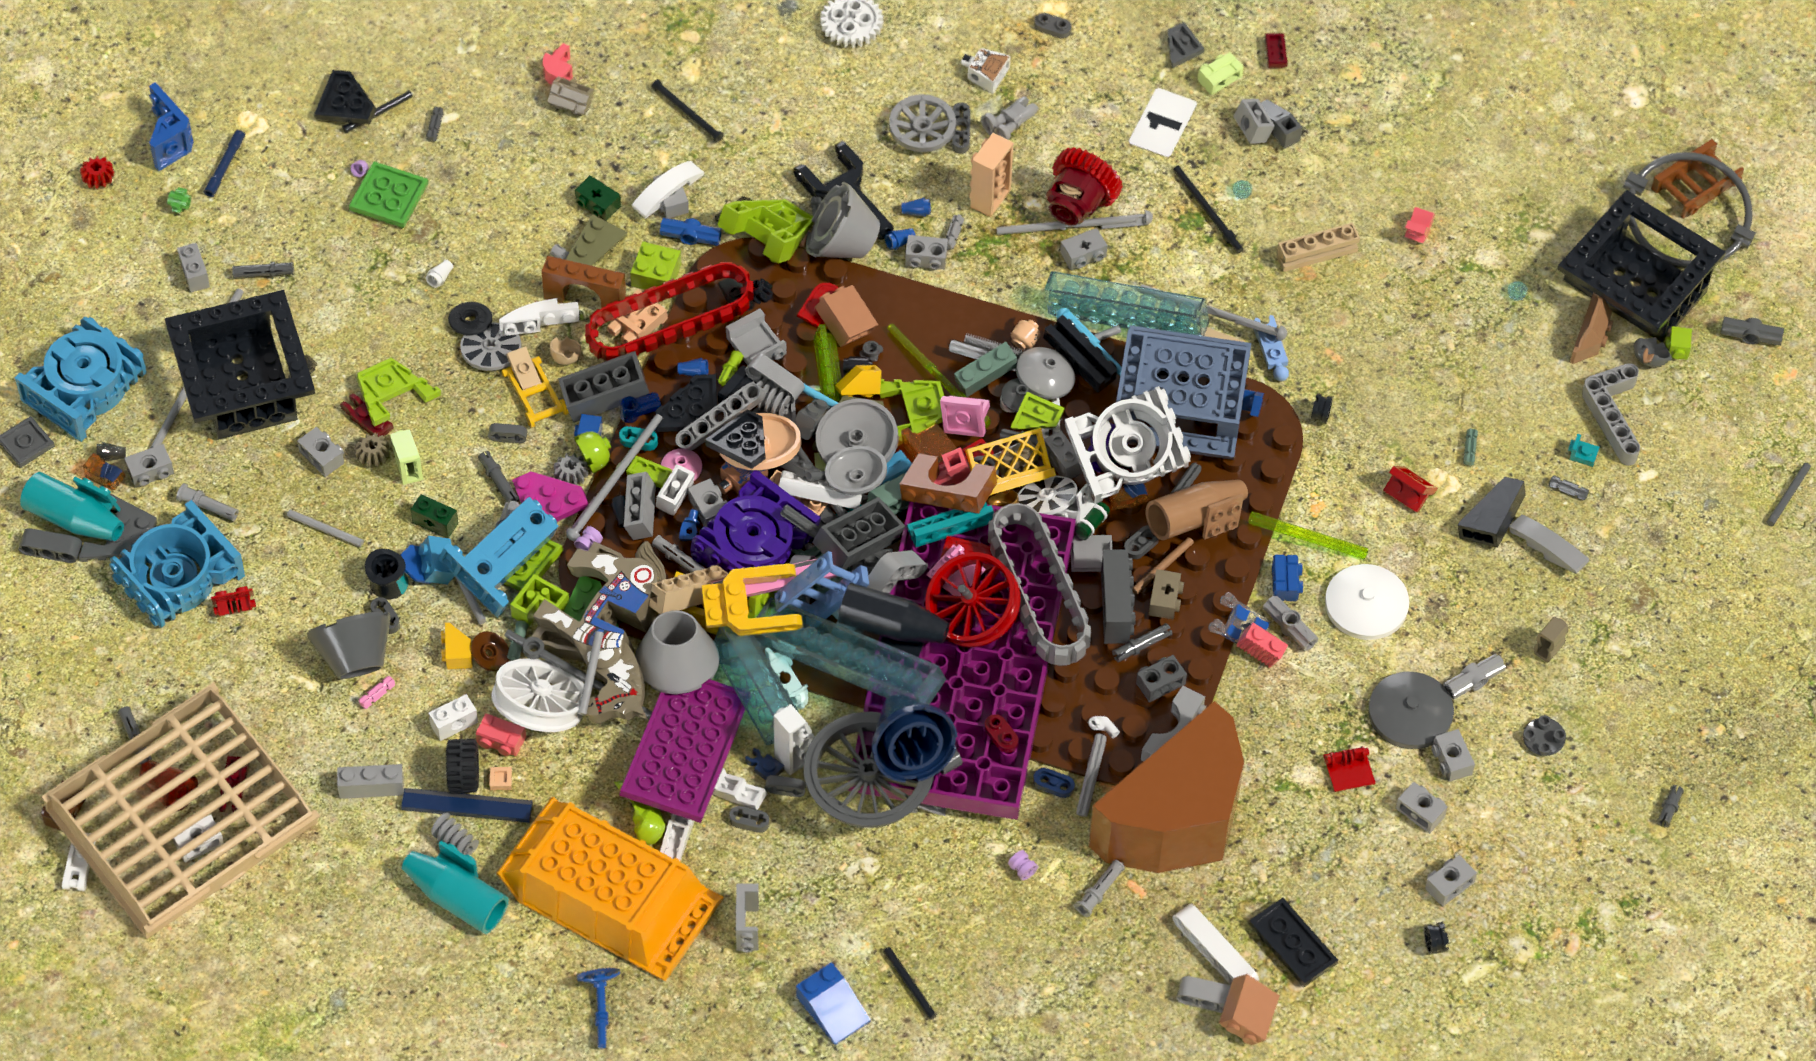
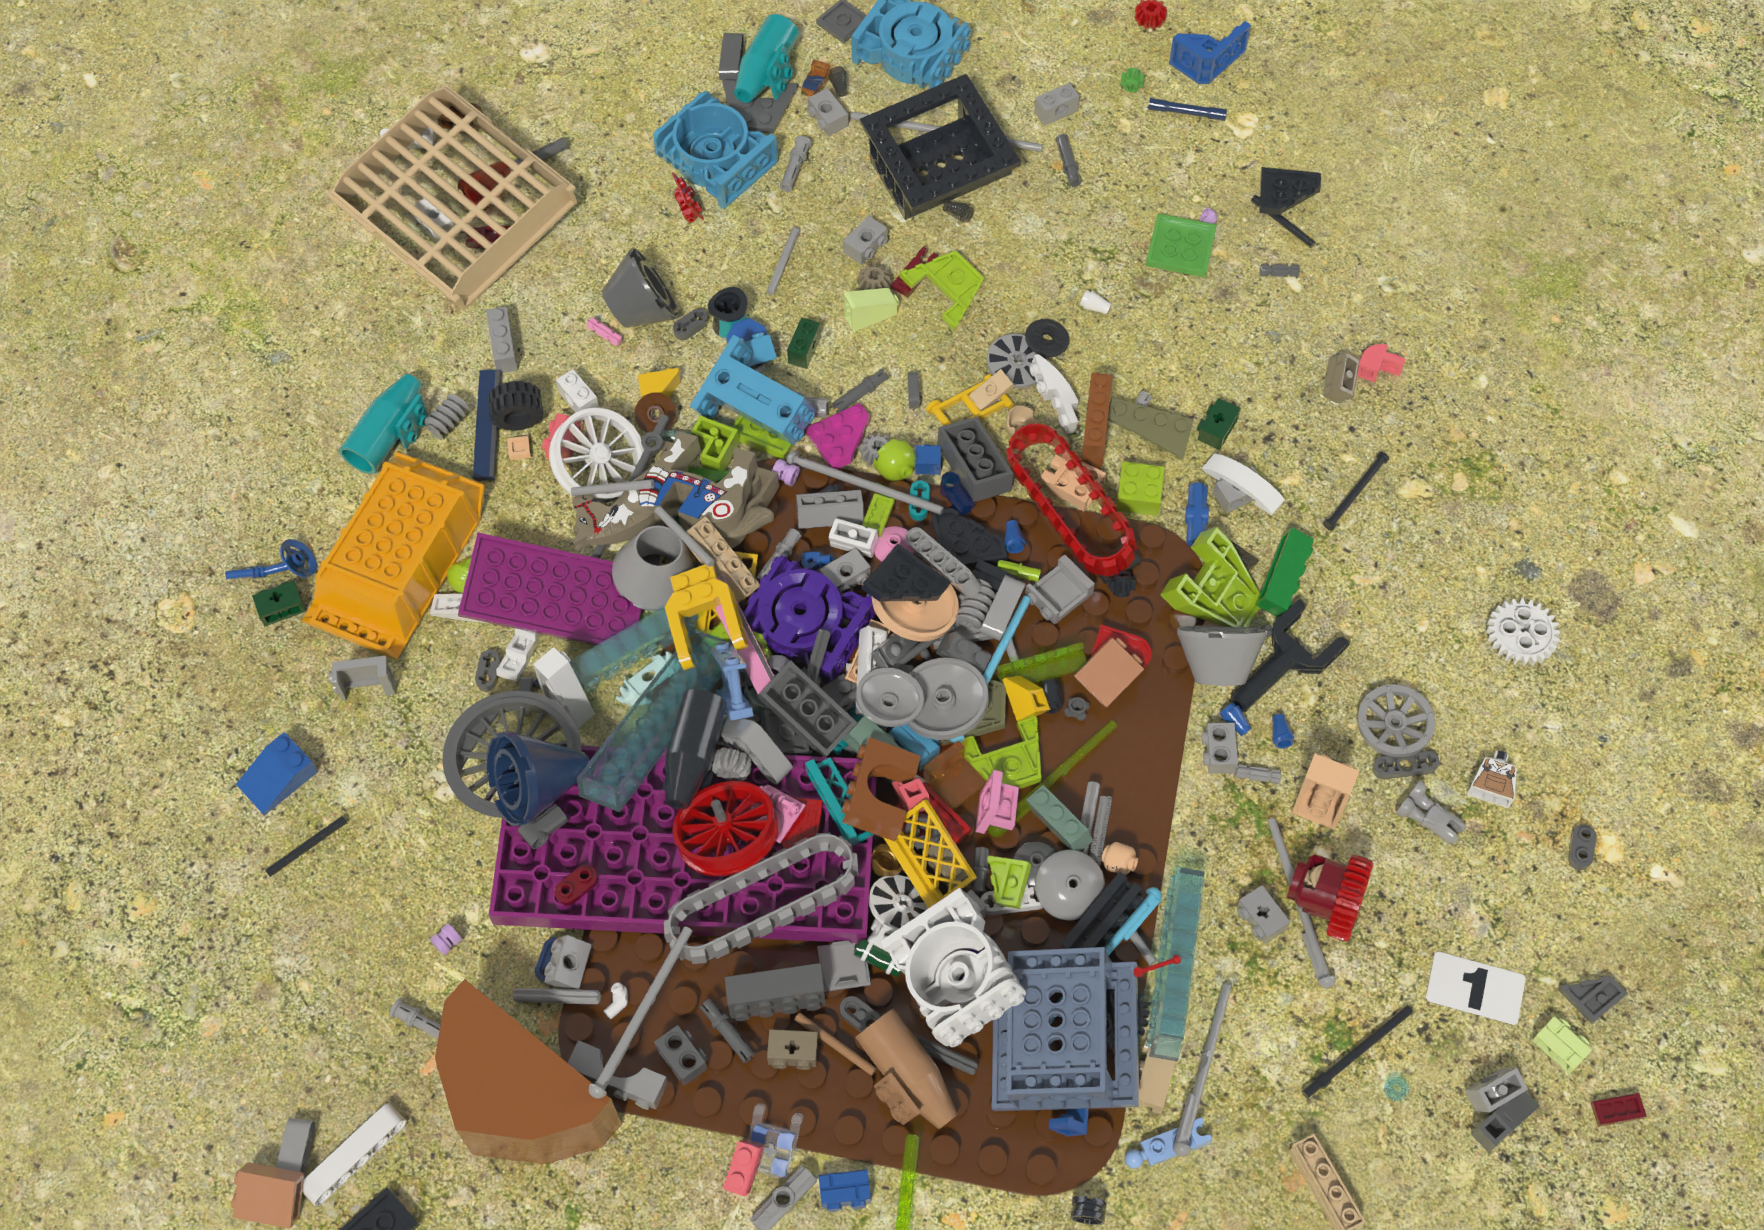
camera: 85 degrees right, 5 degrees up
(643, 986) = (279, 603): none -> dark green brick
(669, 604) = (684, 536): none -> light grey bar
(763, 175) = (1285, 572): none -> green brick
(909, 589) = (731, 764): none -> light grey gear
(1063, 762) = (576, 954): none -> light grey brick
(1140, 323) = (1138, 972): none -> red hinge
(1209, 705) = (598, 1090): none -> light grey bar

